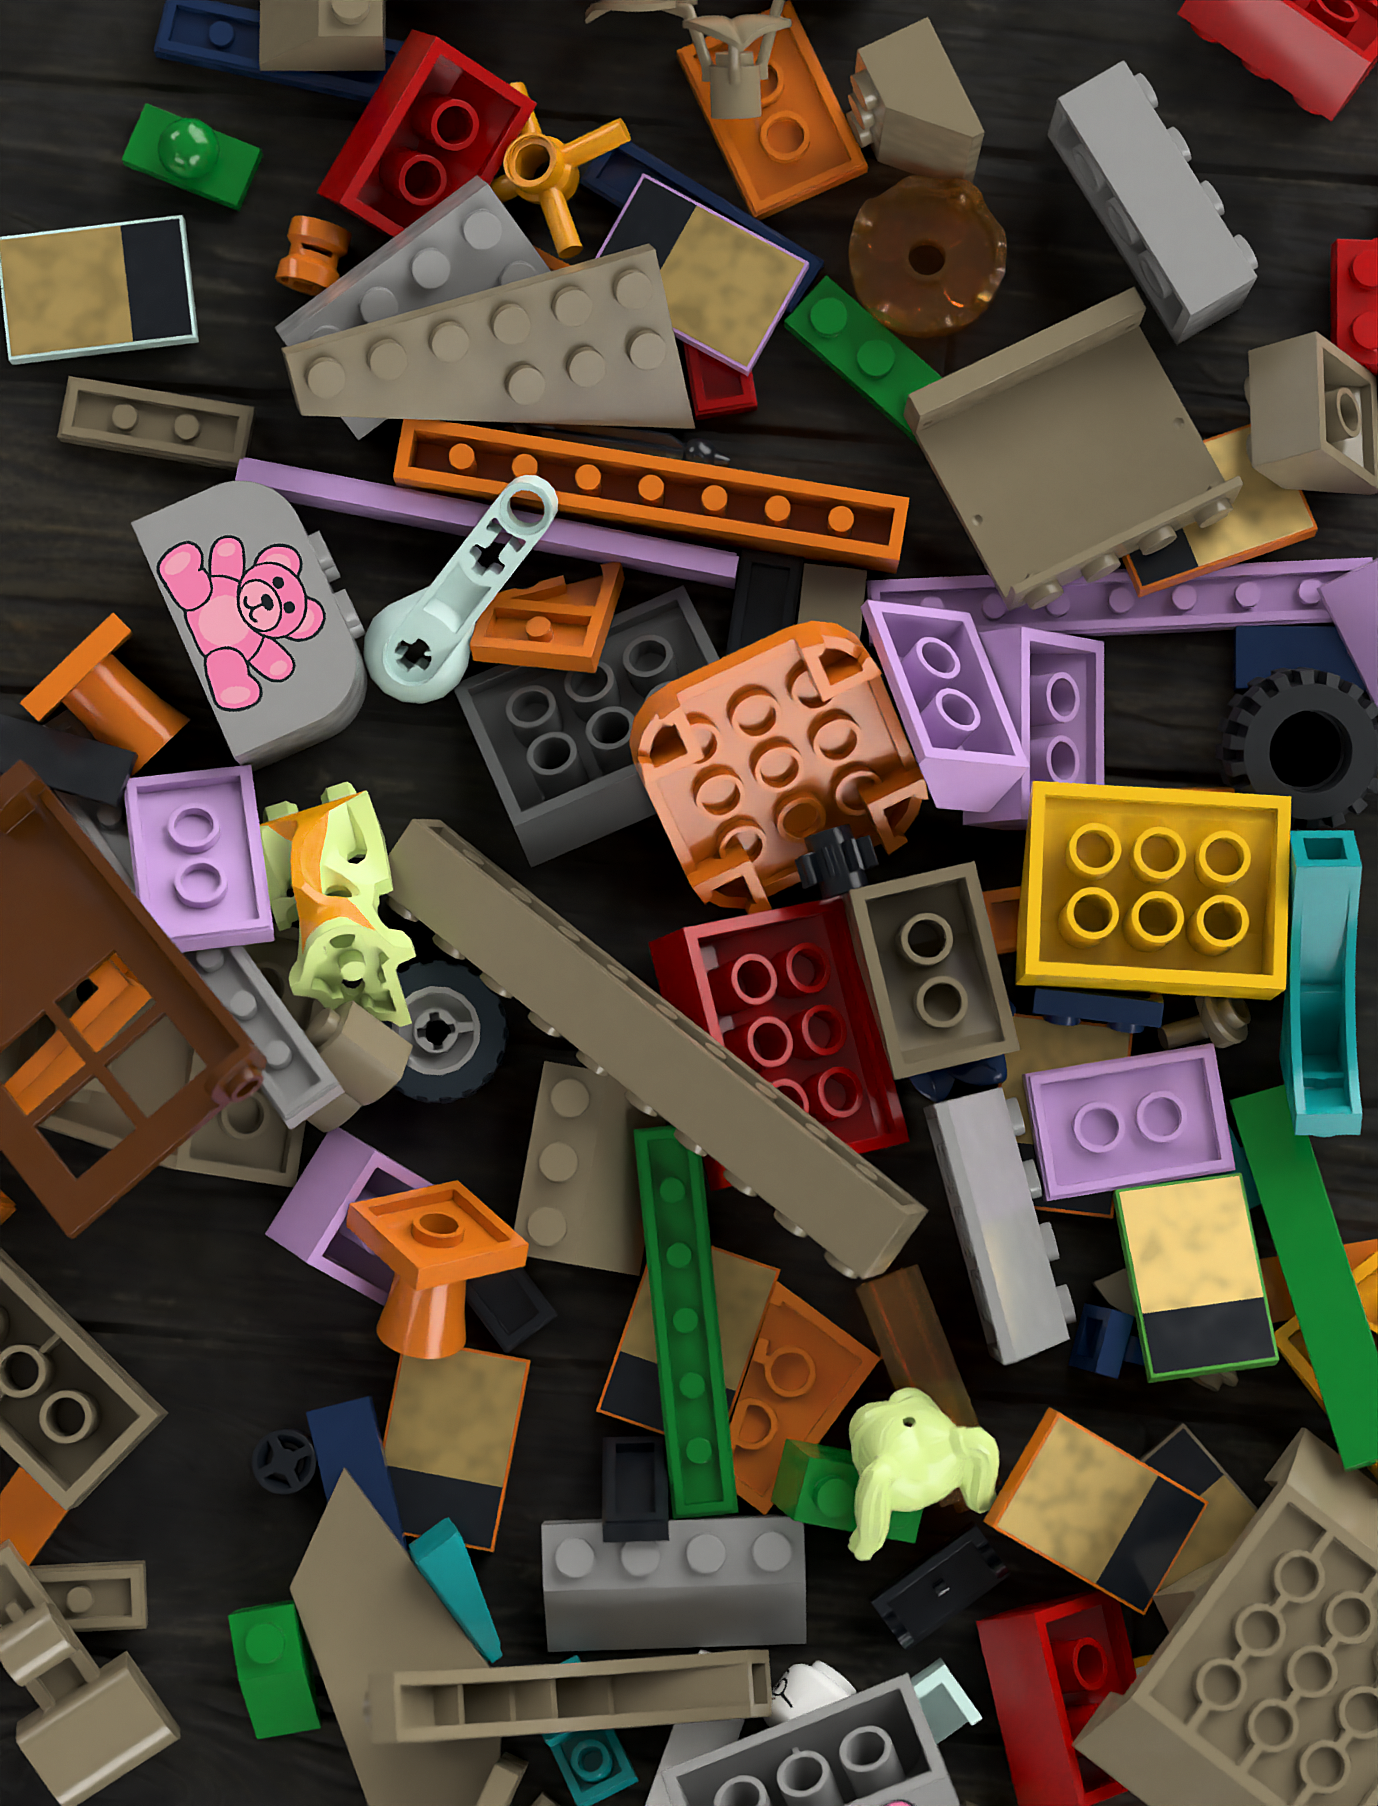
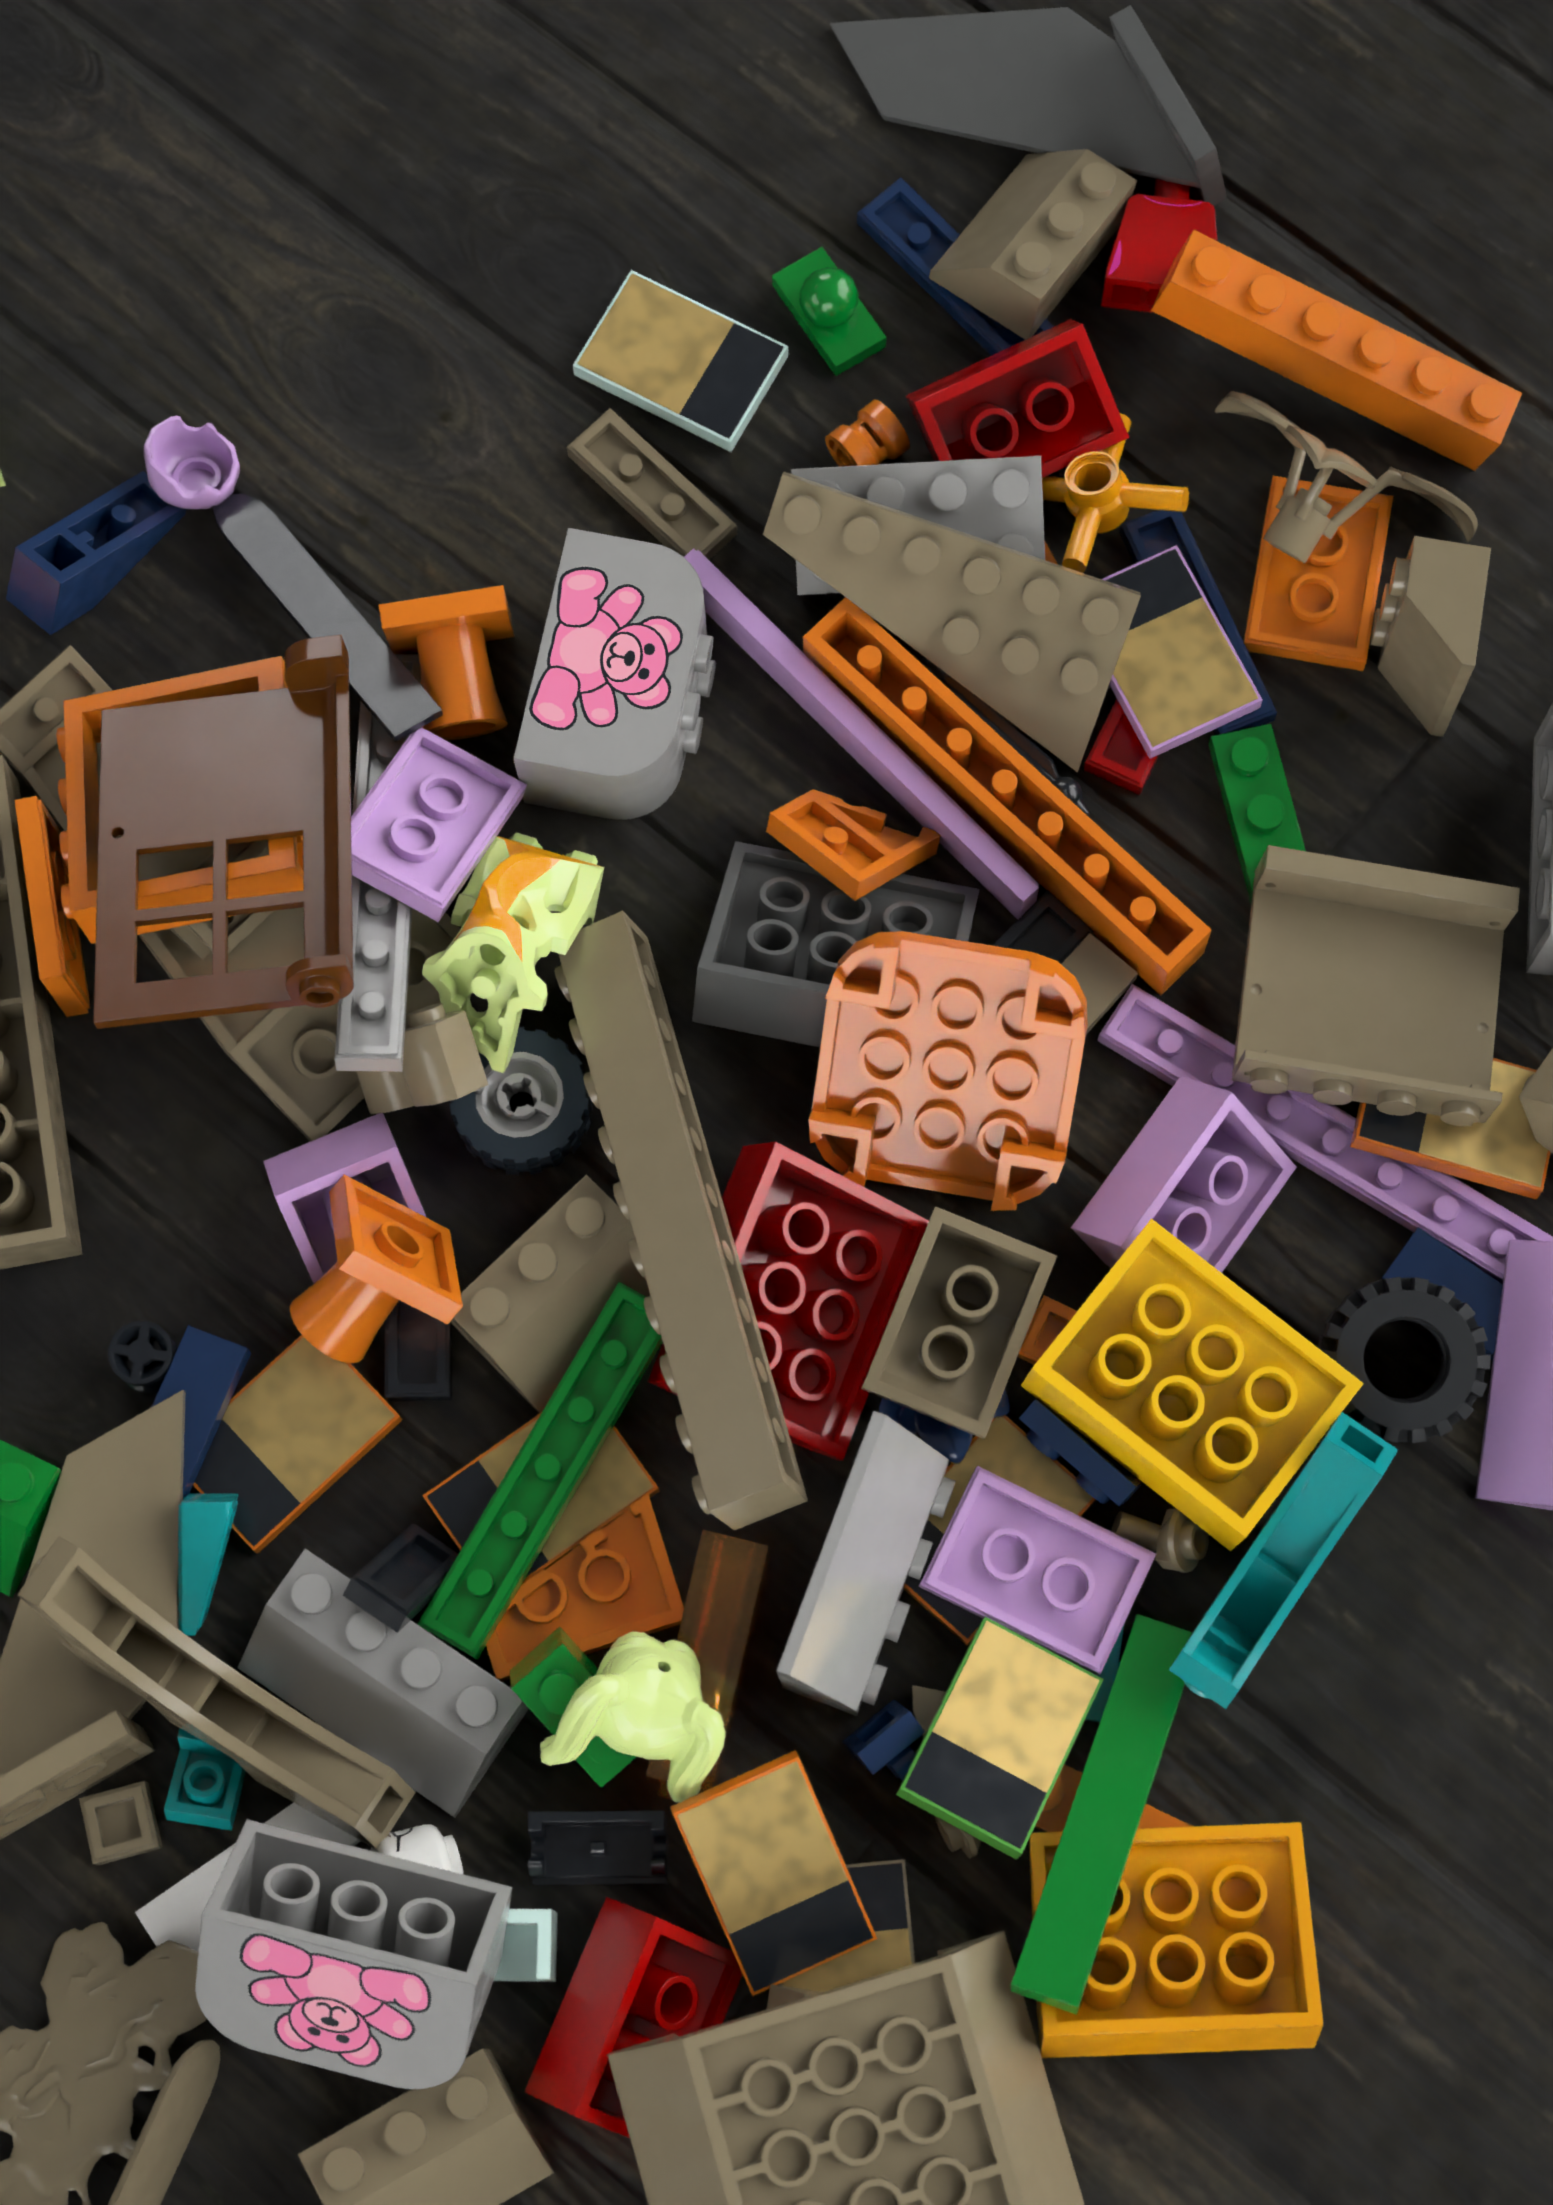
camera: 35 degrees right, 10 degrees down
(450, 606) = (783, 770): light aqua beam -> none
(836, 861) = (942, 1180): black gear -> none
(935, 214) = (1370, 722): clear orange plate -> none
(948, 703) = (1122, 1110): lavender slope -> none

